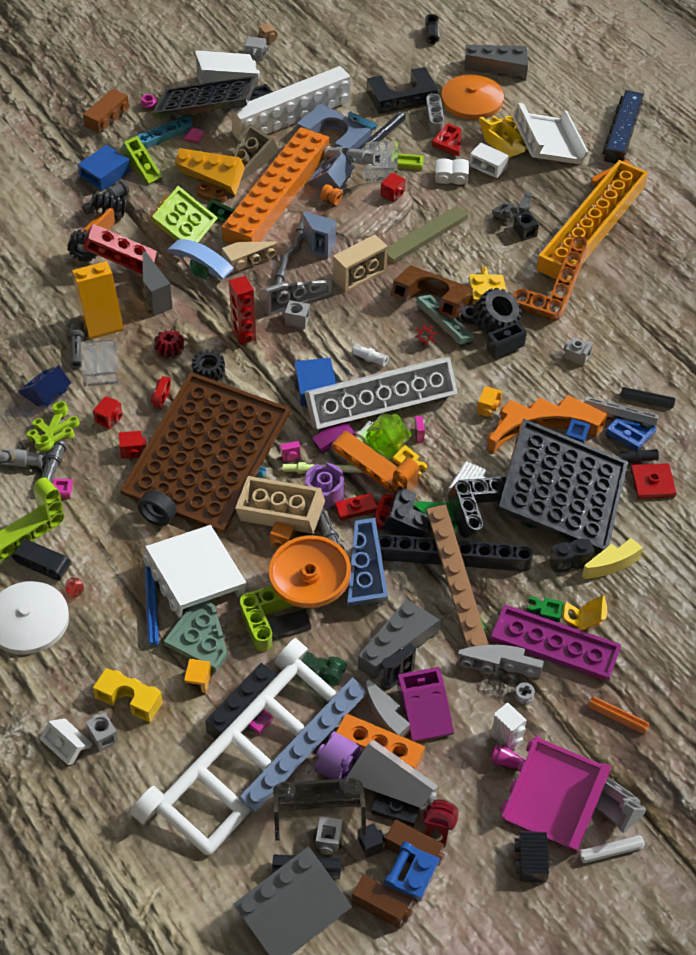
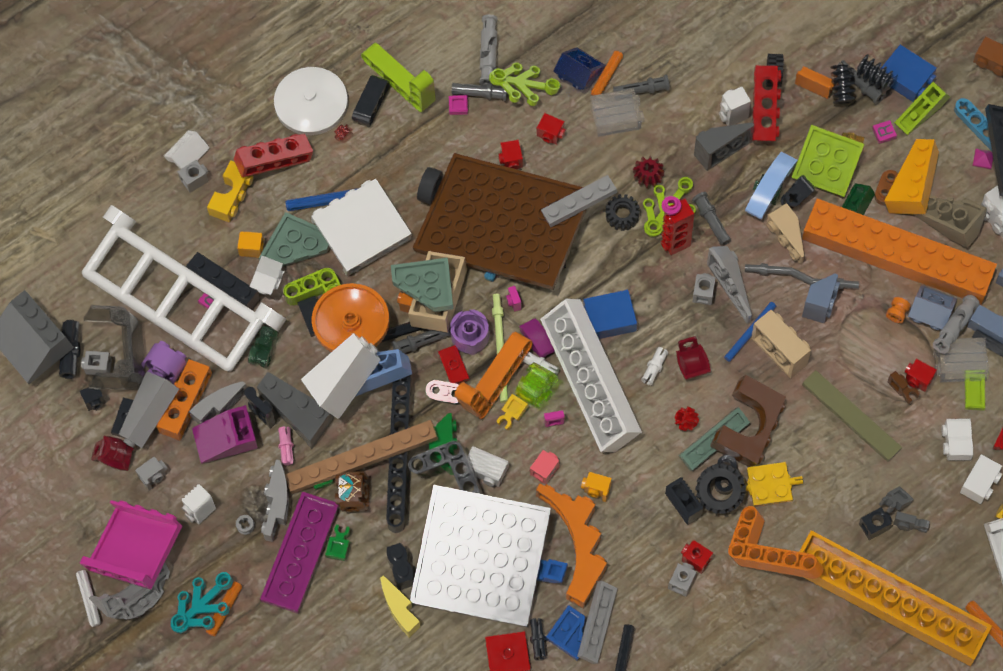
camera: 90 degrees right, 15 degrees up
(45, 364) = (607, 73): none -> orange axle
(95, 645) = (298, 153): none -> red brick
(97, 300) = (682, 93): light orange slope -> none
(105, 177) = (875, 74): none -> black piece
(119, 271) = (734, 106): none -> white brick
(157, 189) = (884, 132): none -> dark pink tile
(162, 390) = (581, 173): red plate -> none
(202, 380) = (579, 201): none -> light grey plate
(211, 241) = (799, 191): none -> black piece
(215, 307) = (708, 212): none -> dark grey pin
(225, 345) = (658, 221): none -> lime plant
(237, 287) = (671, 210): none -> dark pink plate
(243, 654) = (267, 275): none -> white brick
(277, 501) = (425, 282): none -> sand green plate
(302, 745) = (181, 336): sand blue plate -> none
(342, 292) = (746, 336): none -> blue bar
(369, 326) = (693, 359): none -> dark red piece
(381, 573) = (342, 374): none -> white slope
(384, 901) = (78, 441): reddish brown arch -> none
(401, 199) = (900, 385): none -> reddish brown plate
(401, 516) = (431, 401): black brick -> none
(419, 874) = (53, 432): blue plate -> none
(434, 652) = (285, 446): none -> bright pink axle
(465, 780) = (151, 472): none -> light grey brick
(468, 439) = (544, 467): none -> coral brick
(494, 587) = (352, 491): none -> reddish brown brick
(505, 757) = (175, 505): dark pink cone -> none
(533, 856) = (78, 529): black brick -> none
(556, 338) = (697, 556): none -> red brick
(588, 615) = (327, 583): yellow piece -> none
(618, 734) = (199, 604): none -> teal plant

